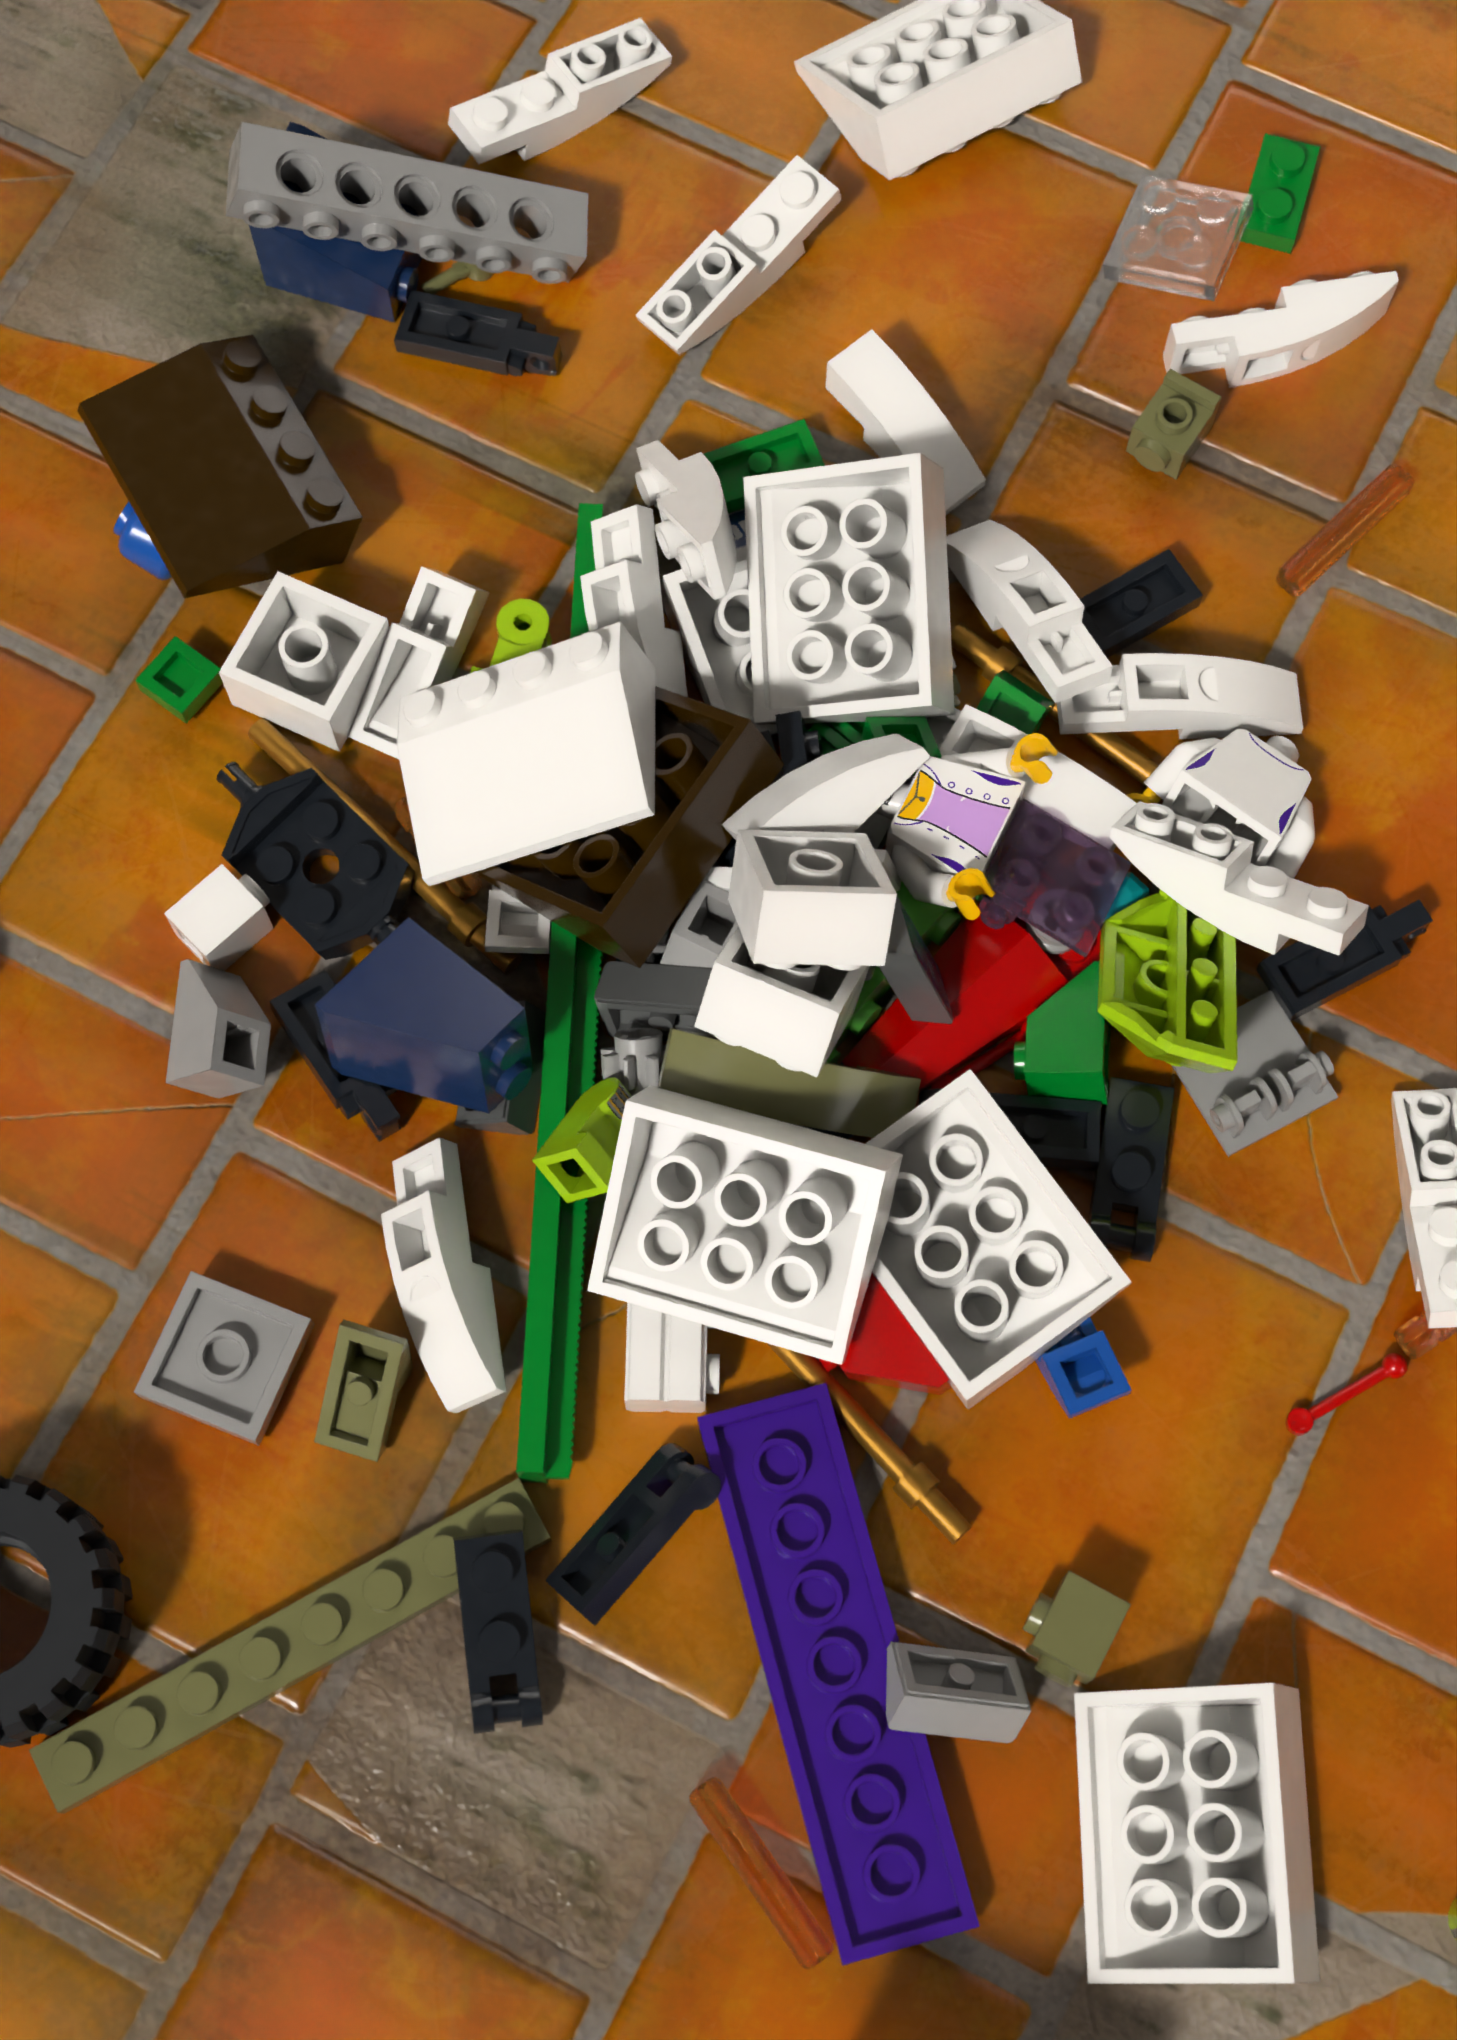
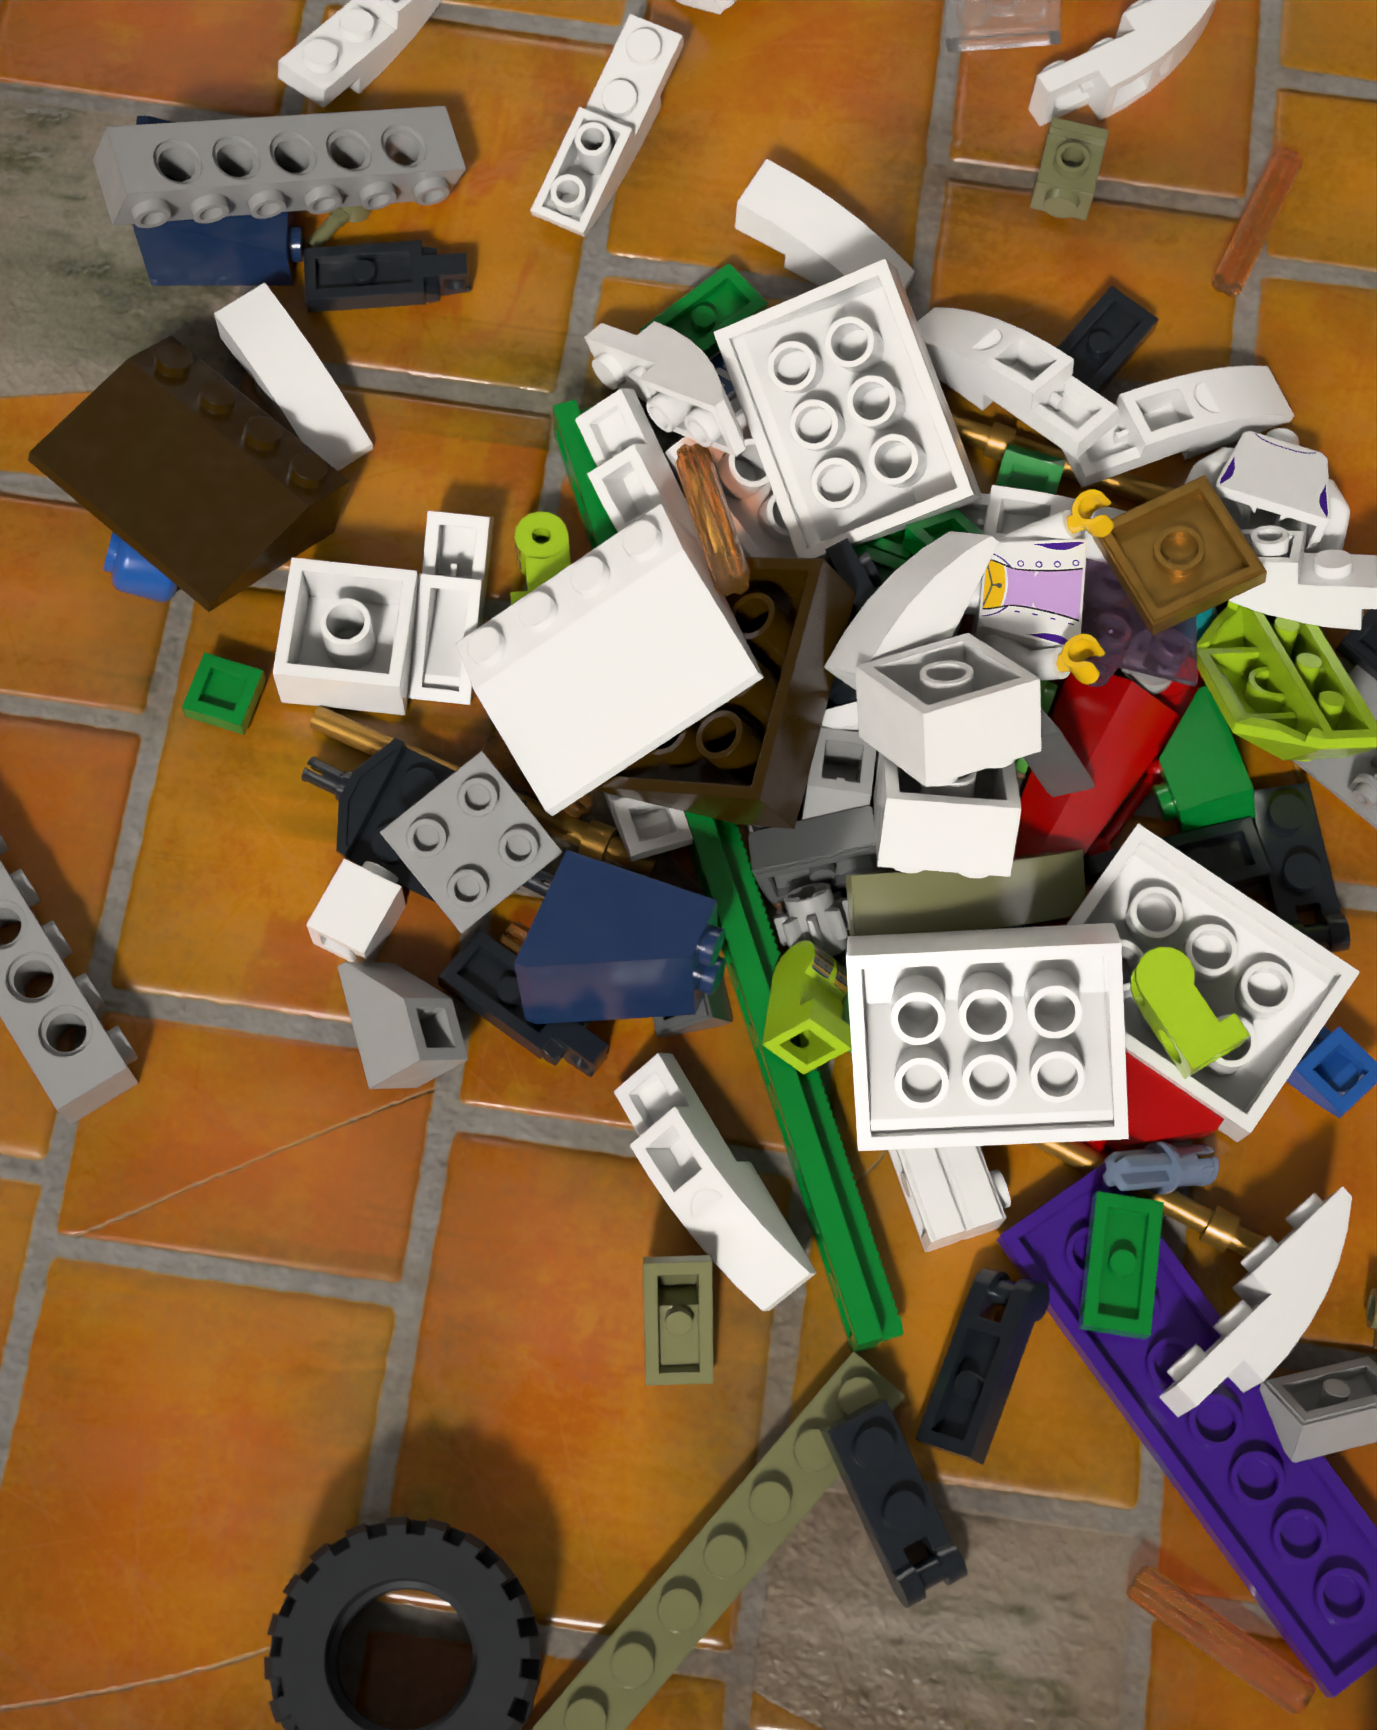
camera: 25 degrees left, 0 degrees up
(224, 1358) = (527, 1335): light grey plate -> none
(339, 884) = (471, 842): none -> light grey hinge
(353, 410) = (291, 377): none -> white slope
(671, 653) = (712, 519): none -> clear orange axle
(795, 1483) = (1121, 1265): none -> green plate
(874, 1406) = (1161, 1167): none -> sand blue axle
(929, 1236) = (1179, 1014): none -> lime leg
(942, 1560) = (1277, 1305): none -> white slope
(1114, 825) = (1180, 555): none -> pearl gold plate

